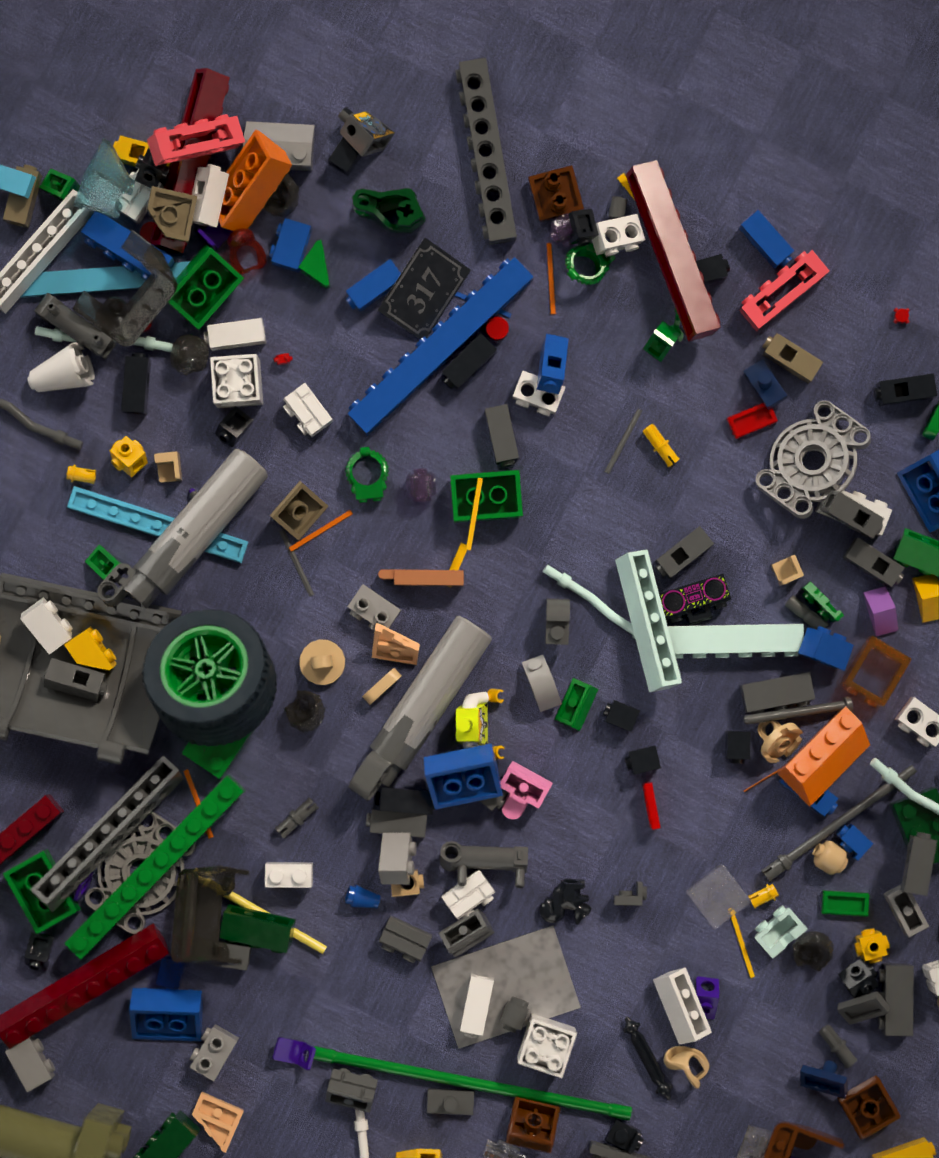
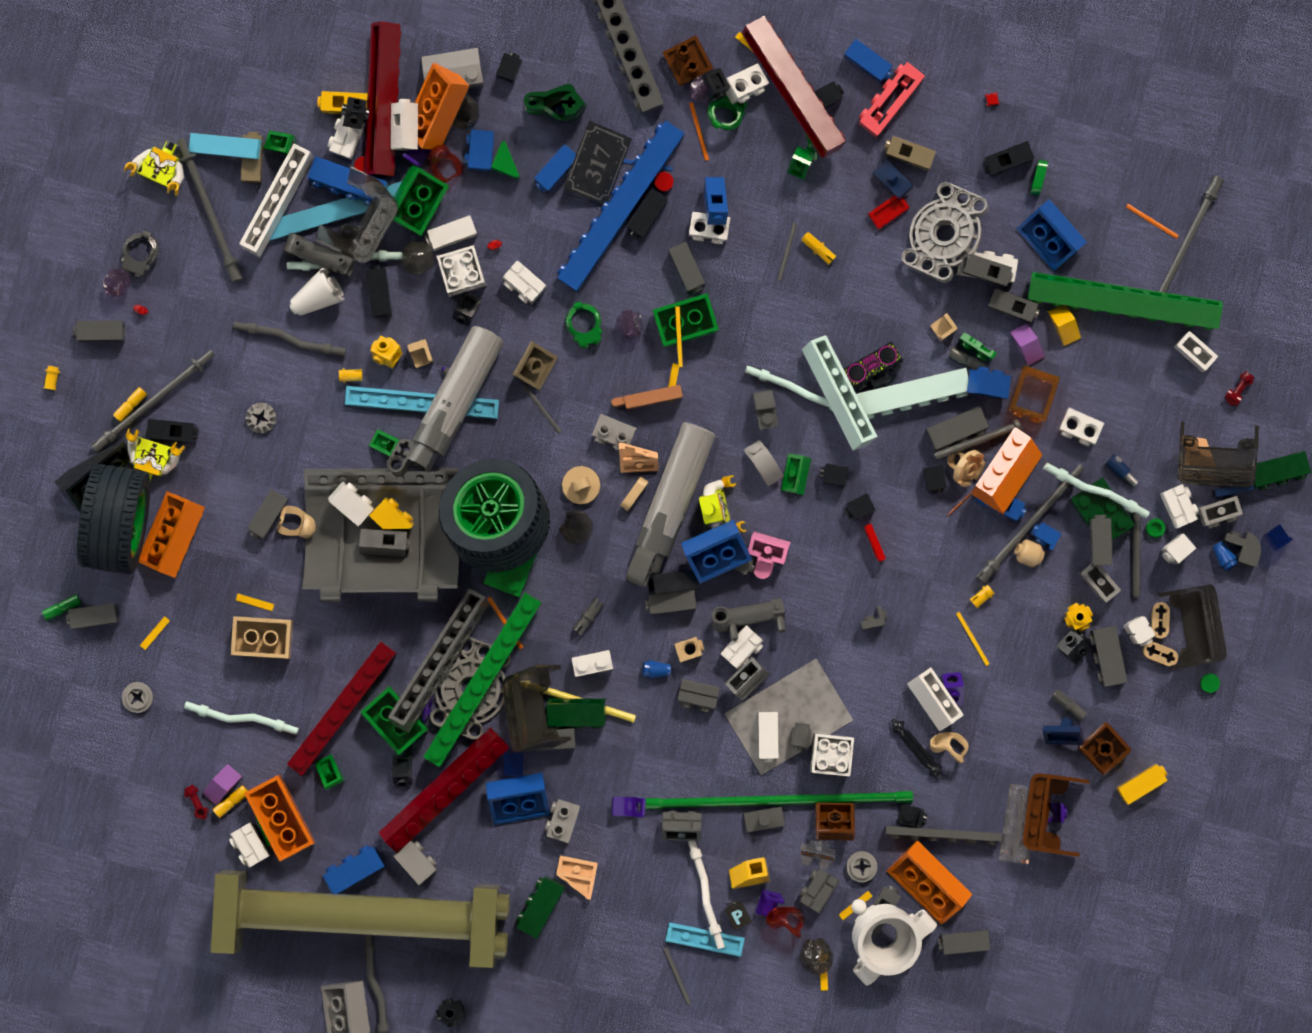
camera: 10 degrees left, 0 degrees up
(104, 182) = (318, 132): clear light blue piece -> none
(164, 151) = (409, 68): coral brick -> none
(172, 212) = (379, 145): dark tan plate -> none
(321, 530) = (565, 369): orange piece -> none
(364, 131) = (520, 44): dark grey torso -> none
(396, 858) = (677, 630): light grey brick -> none
(566, 897) = (822, 632): black animal -> none
(617, 207) = (740, 61): dark grey hinge -> none
(683, 553) = (856, 331): dark grey brick -> none
(718, 896) = (944, 604): clear brick -> none
(779, 931) = (1001, 621): light aqua cylinder -> none
(813, 950) = (1031, 631): clear smoke hair -> none
(845, 903) = (1050, 588): green tile -> none
(863, 1008) = (1082, 668): dark grey tile -> none

